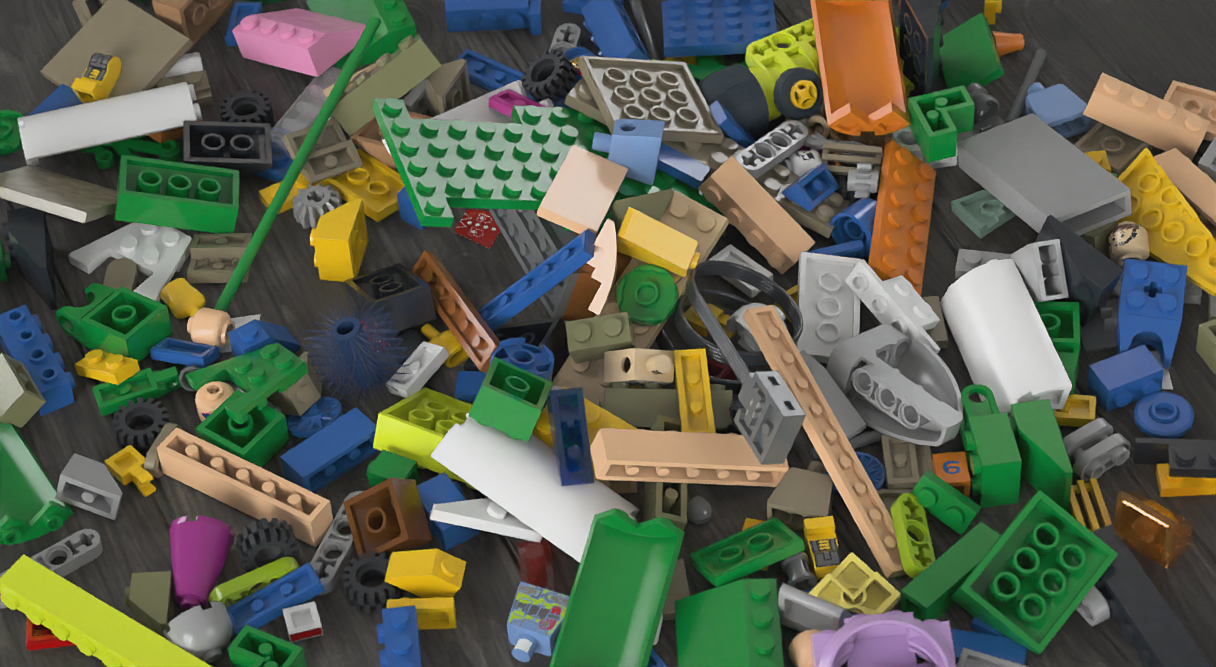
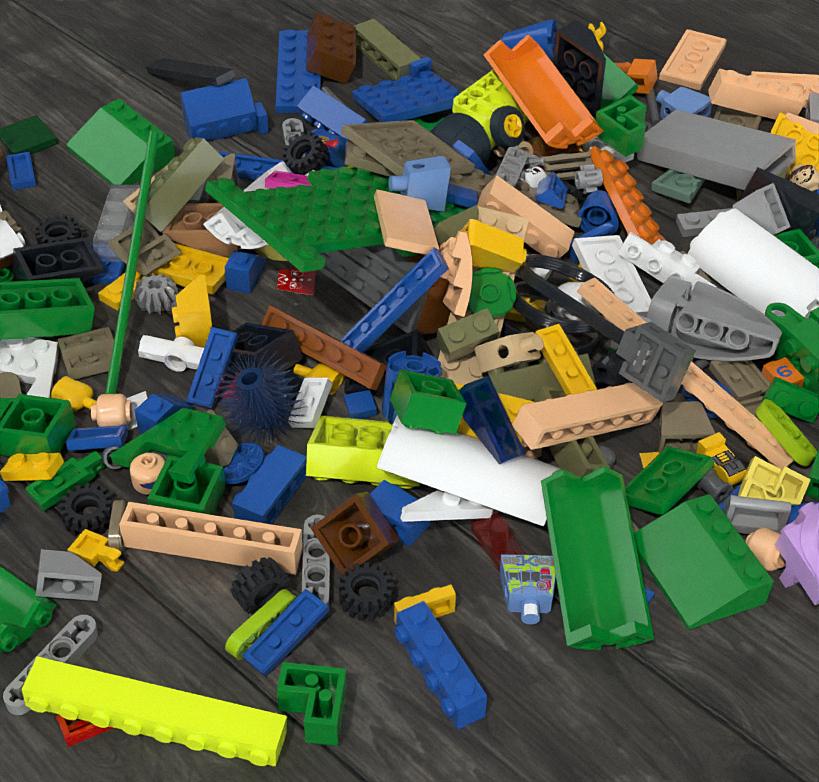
camera: 25 degrees left, 0 degrees up
(152, 600) = (173, 665): olive slope -> none
(197, 558) = (200, 614): magenta cone -> none
(202, 631) = (239, 681): light grey cylinder -> none
(297, 39) = (77, 171): bright pink slope -> none
(302, 621) = (321, 644): white plate -> none
(309, 282) = (175, 354): none -> white piece
(345, 283) = (216, 353): none -> blue tile
(389, 466) = (332, 492): green brick -> none
(426, 572) = (415, 570): yellow slope -> none
(1022, 57) = (644, 74): none -> orange brick
(1115, 45) = (693, 59): none -> light nougat tile

